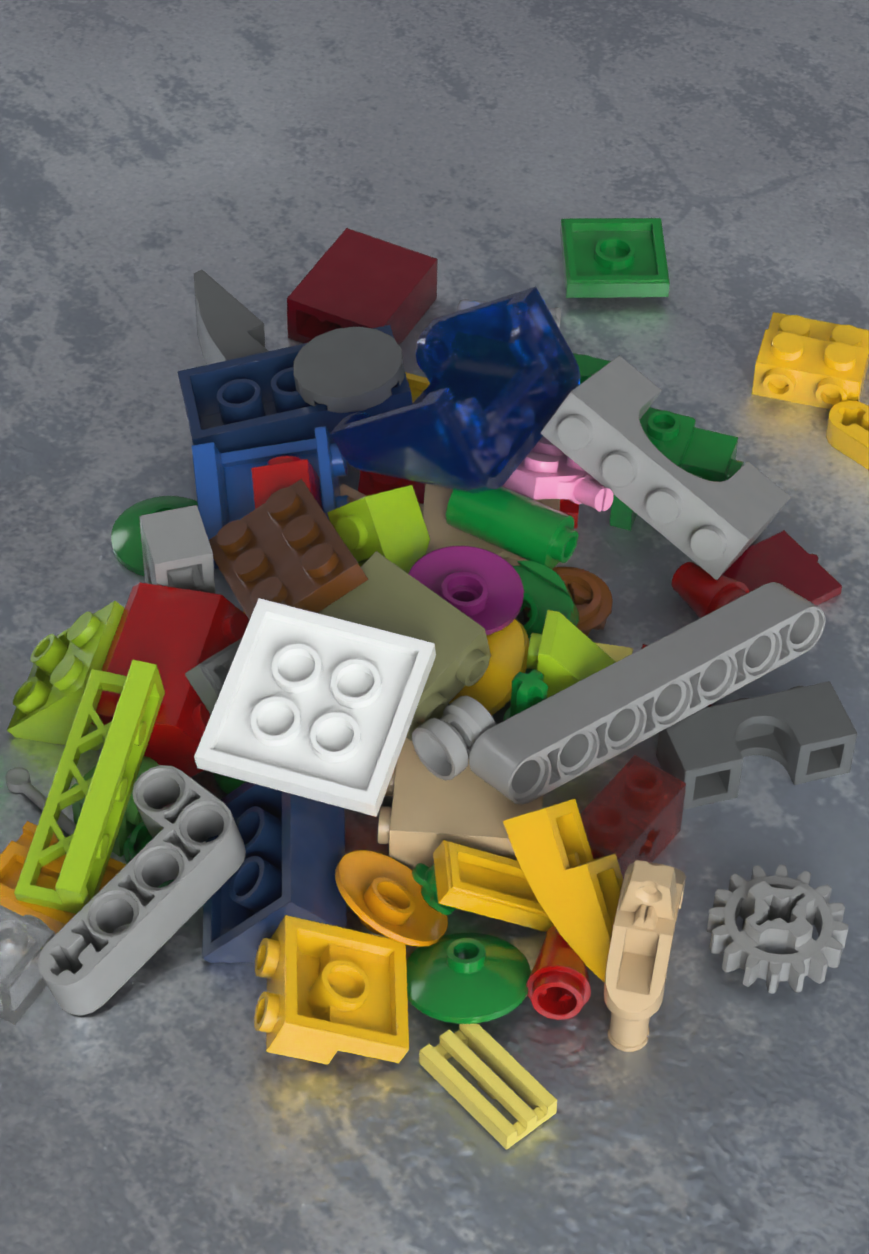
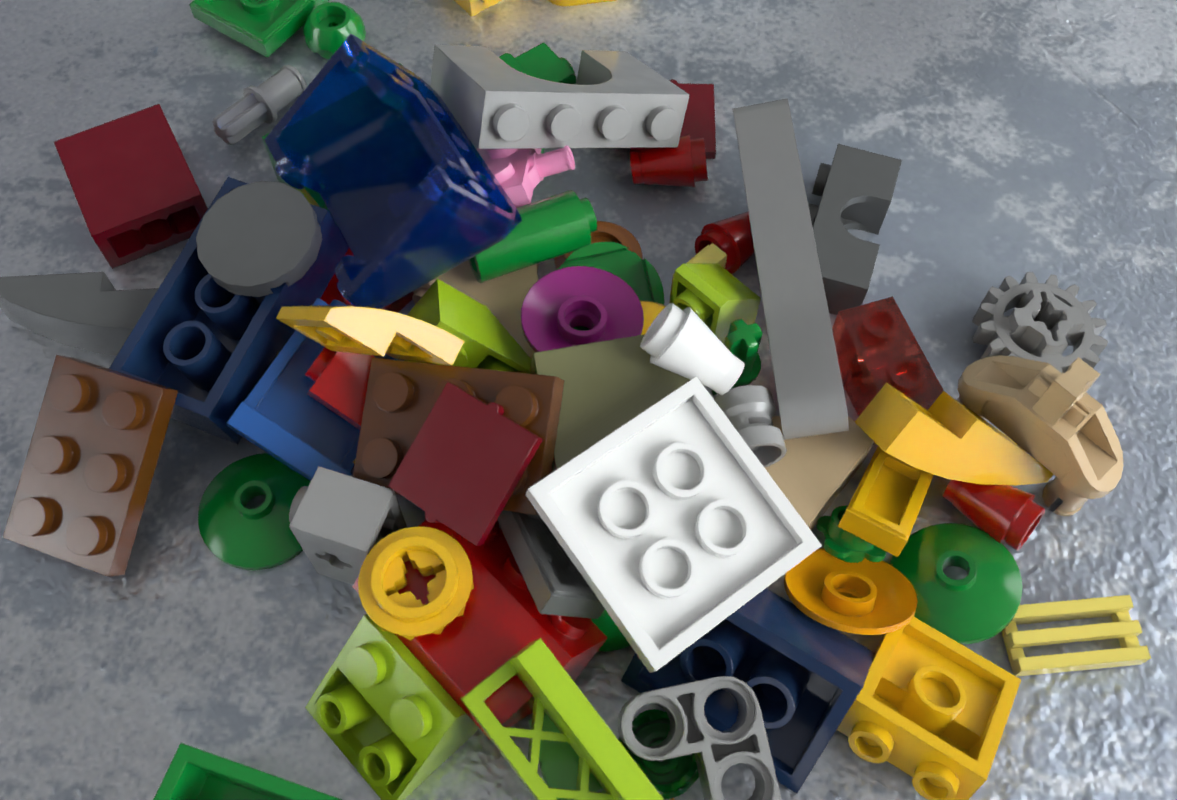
camera: 55 degrees left, 15 degrees up
(111, 413) = (90, 465): none -> reddish brown plate
(151, 589) = (385, 572): none -> yellow gear
(257, 566) = (465, 463): none -> dark red piece
(298, 437) = (373, 332): none -> yellow slope
(456, 629) = (690, 349): none -> white cone
(634, 317) = (330, 26): none -> green plate

